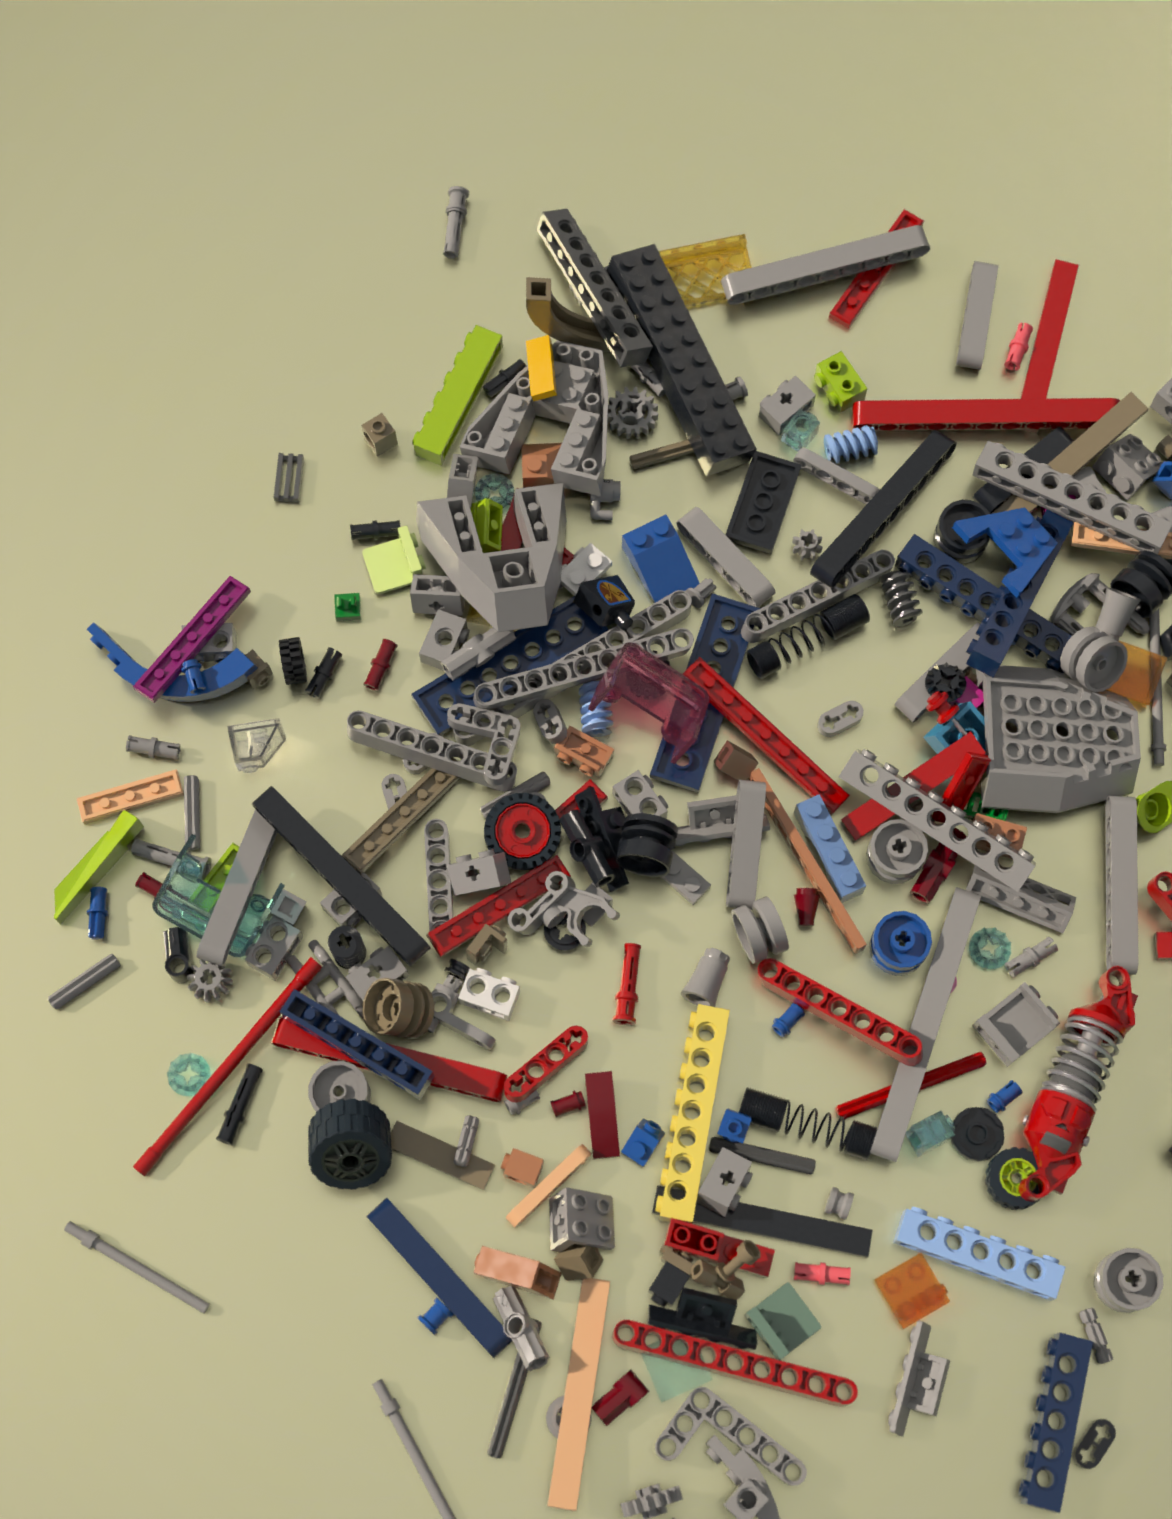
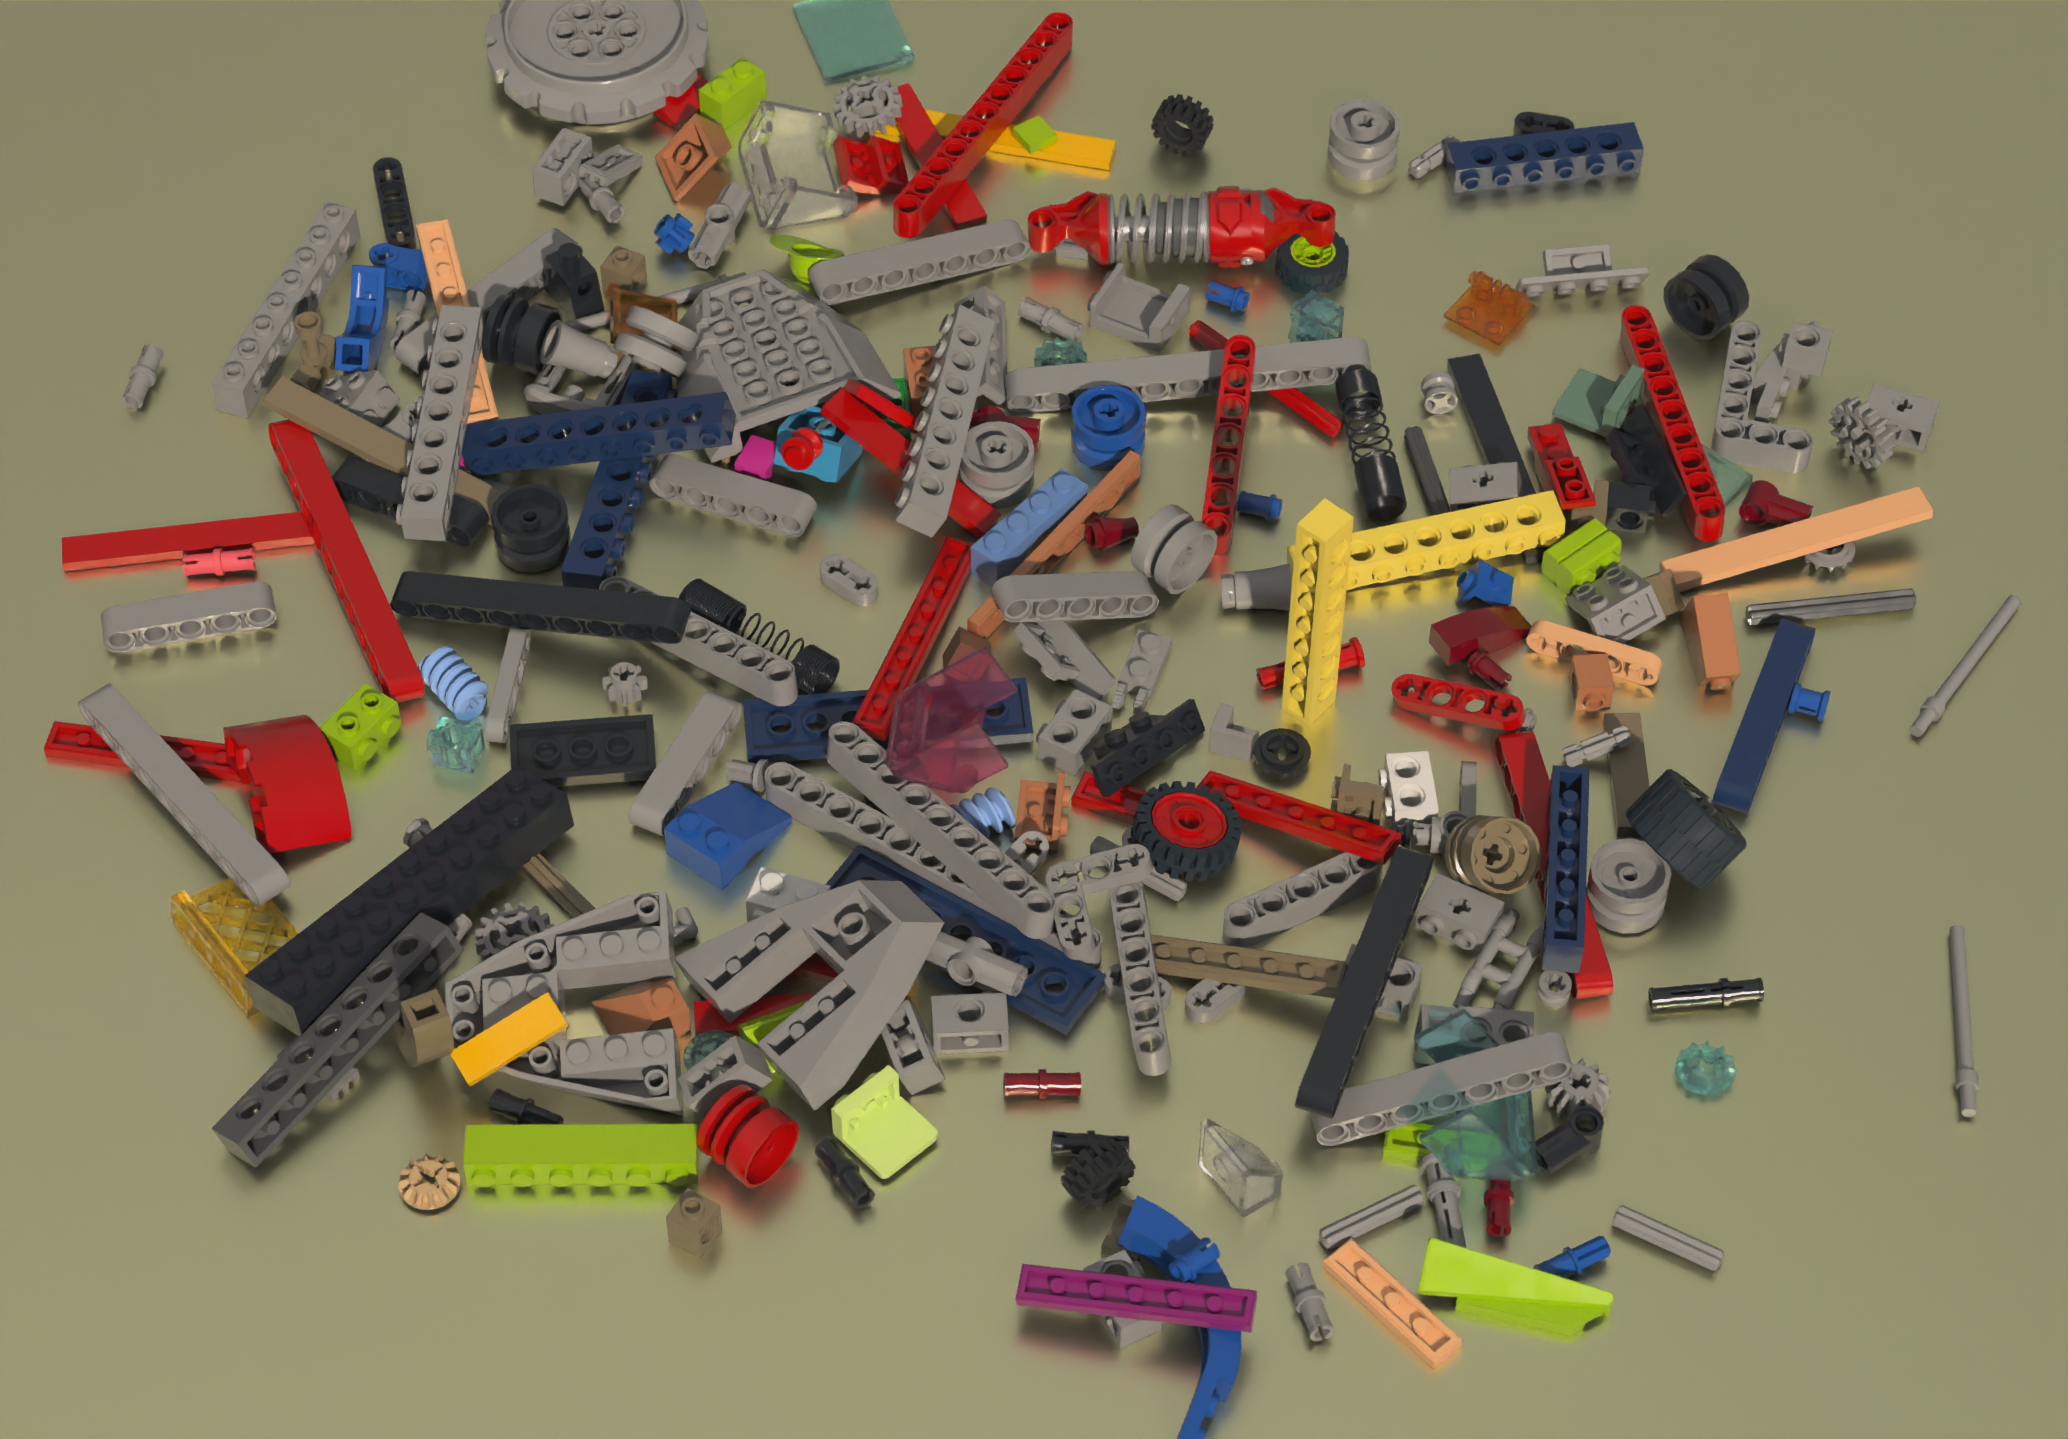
camera: 115 degrees left, 20 degrees down
(154, 1153) = (1822, 1058): red piece -> none
(290, 458) = (811, 1314): dark grey tile -> none
(343, 937) = (1448, 945): black piece -> none
(347, 607) = (975, 1162): green tile -> none
(417, 477) = (747, 1136): none -> red wheel
(456, 212) = (267, 1283): light grey pin -> none
(492, 873) = (1270, 845): light grey brick -> none
(495, 311) = (425, 1195): none -> tan gear
(527, 1340) = (1779, 591): light grey piece -> none
(558, 903) = (1258, 752): light grey piece -> none
(587, 848) = (1173, 745): black piece -> none
(603, 946) = (1316, 611): none -> light yellow brick
(606, 601) = (824, 847): black torso -> none
(637, 1224) = (1581, 556): none -> lime brick
(647, 845) = (1138, 677): black wheel -> none
(723, 1274) = (1589, 451): dark tan bar -> none
(734, 1126) = (1419, 497): blue bracket -> none
(785, 403) = (423, 772): light grey brick -> none
(810, 323) = (292, 782): none -> red panel
(822, 1273) = (1524, 385): coral pin -> none
(842, 1463) = (1706, 297): none -> black wheel
(900, 597) = (656, 560): dark grey piece -> none
(957, 684) = (757, 485): black gear -> none
(977, 1134) = (1272, 307): black tile -> none
(1018, 537) = (532, 443): blue wing -> none
(1049, 1270) = (1415, 265): light blue brick -> none

